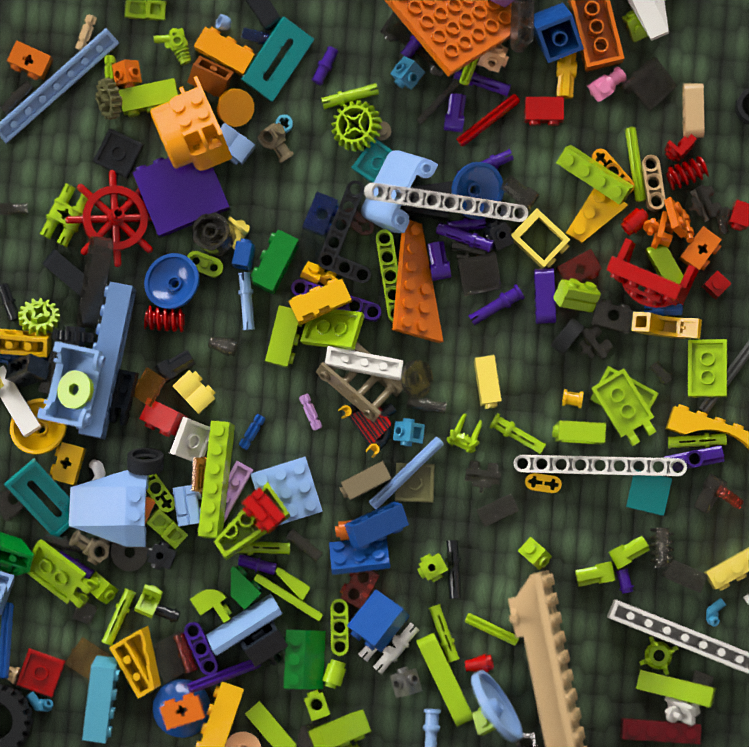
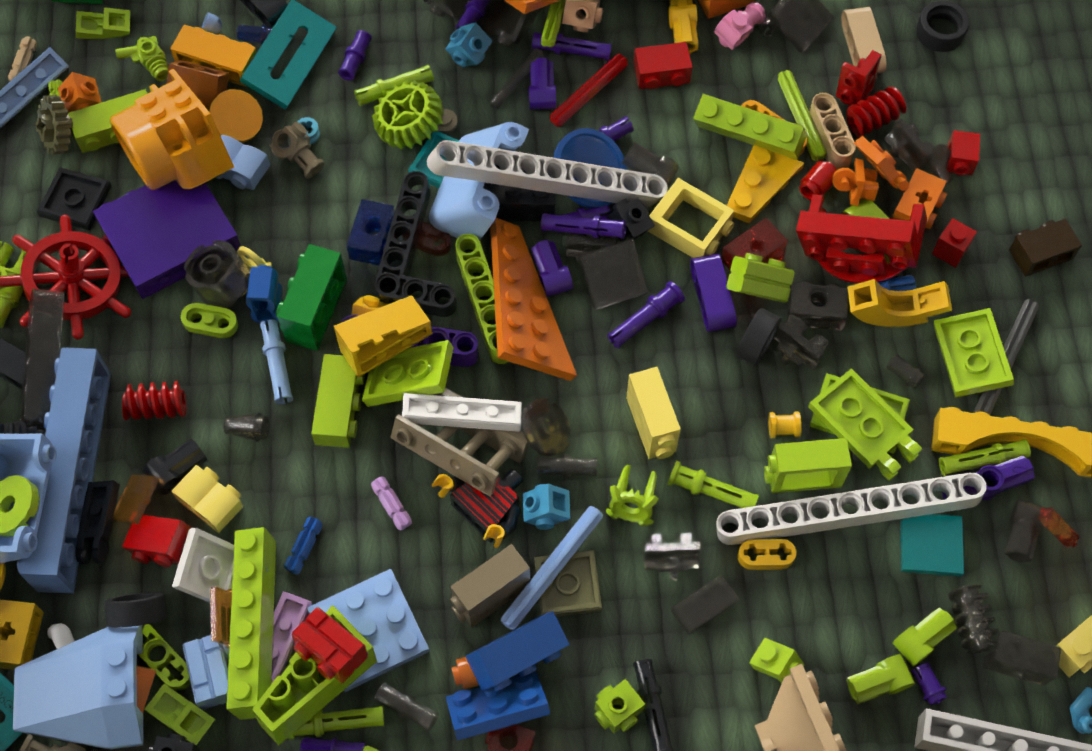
camera: 10 degrees left, 20 degrees down
(163, 276) = (160, 345): blue dish -> none

